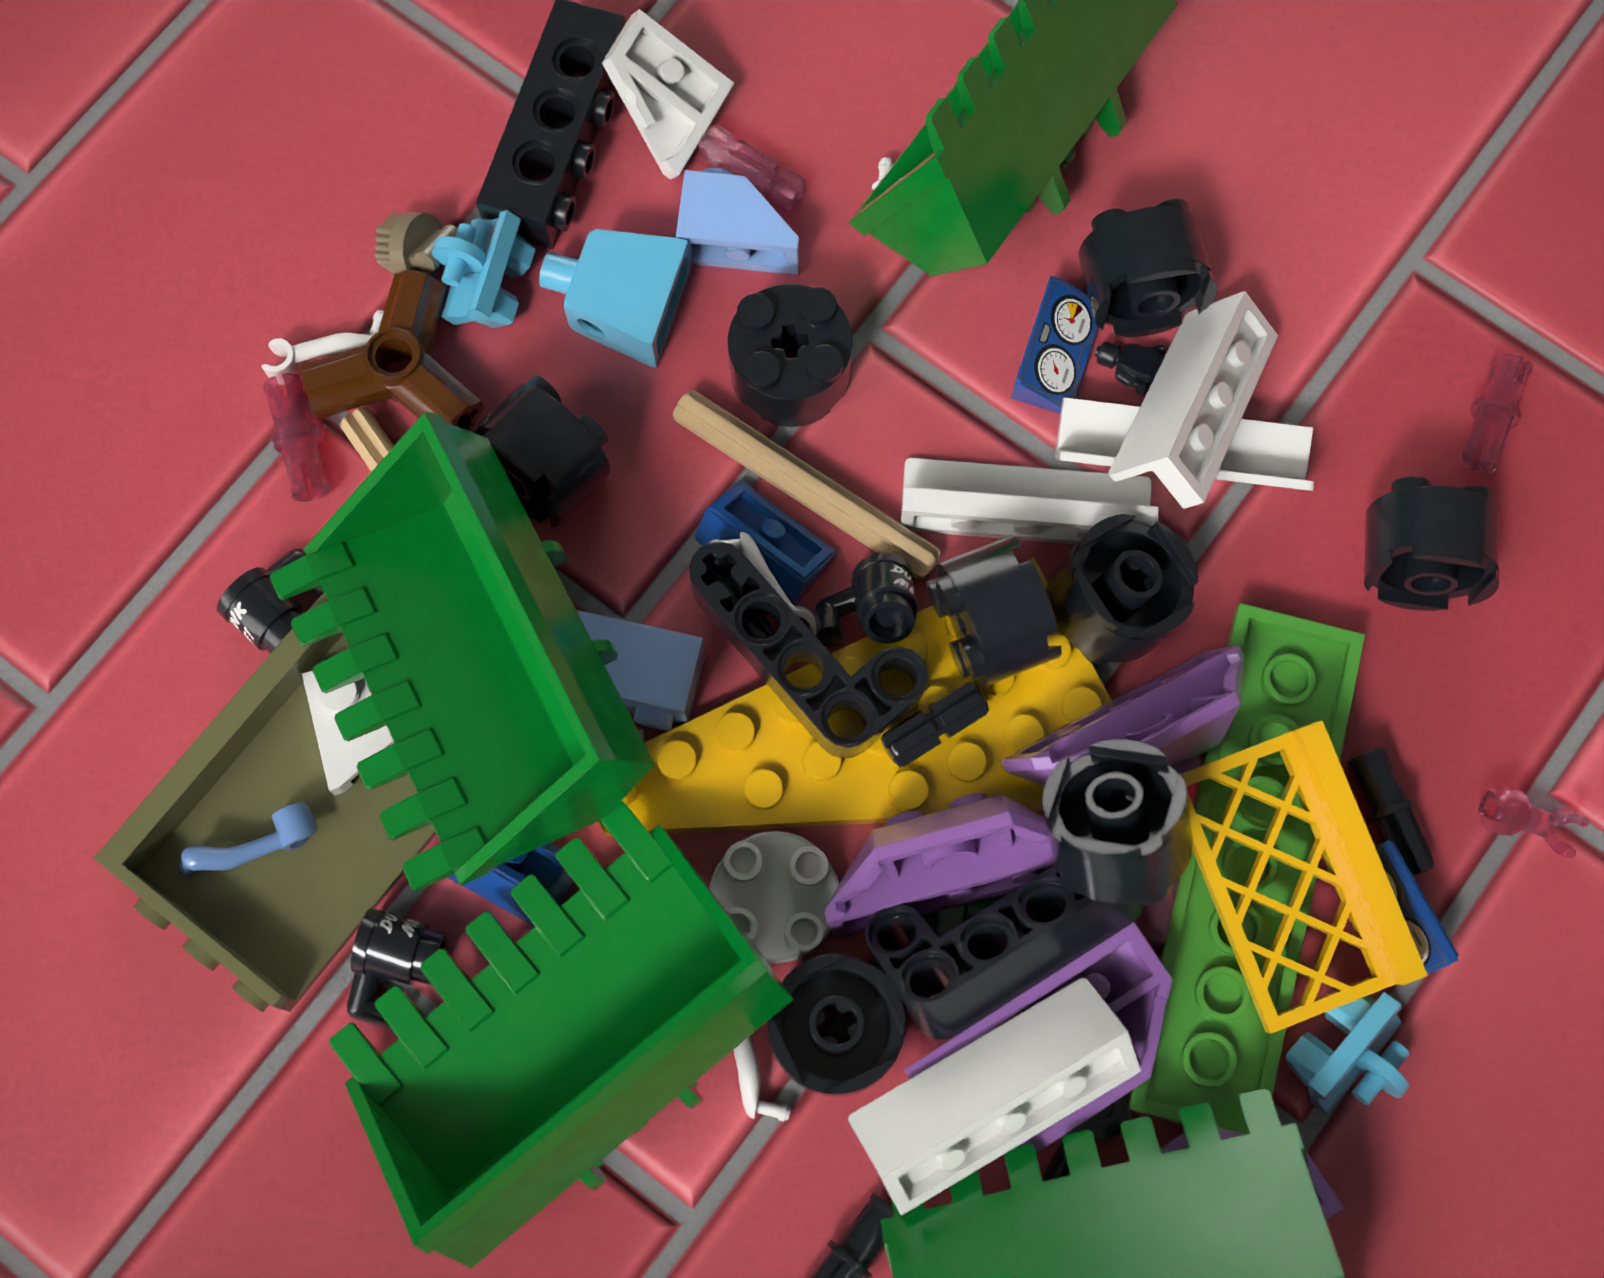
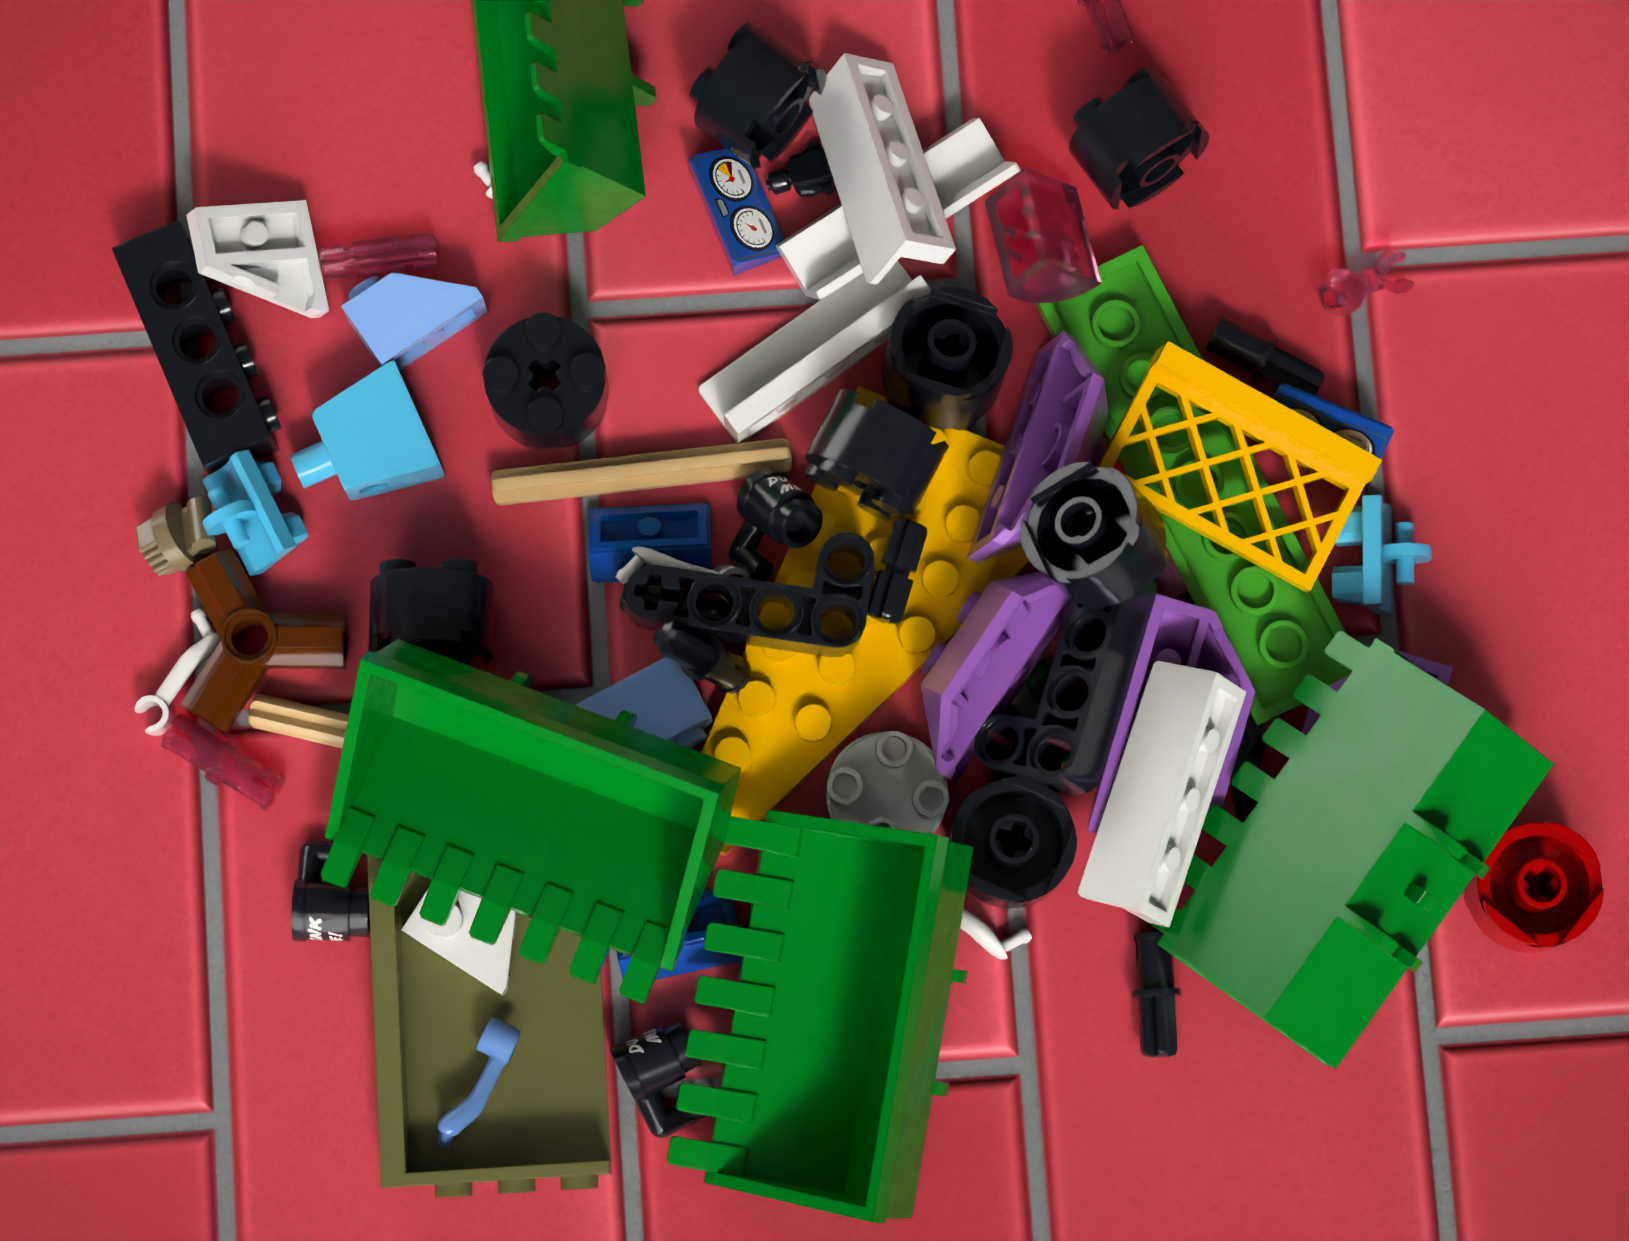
camera: 45 degrees left, 5 degrees up
(716, 656) = (702, 656): none -> black axle
(1284, 561) = (1042, 239): none -> clear pink brick

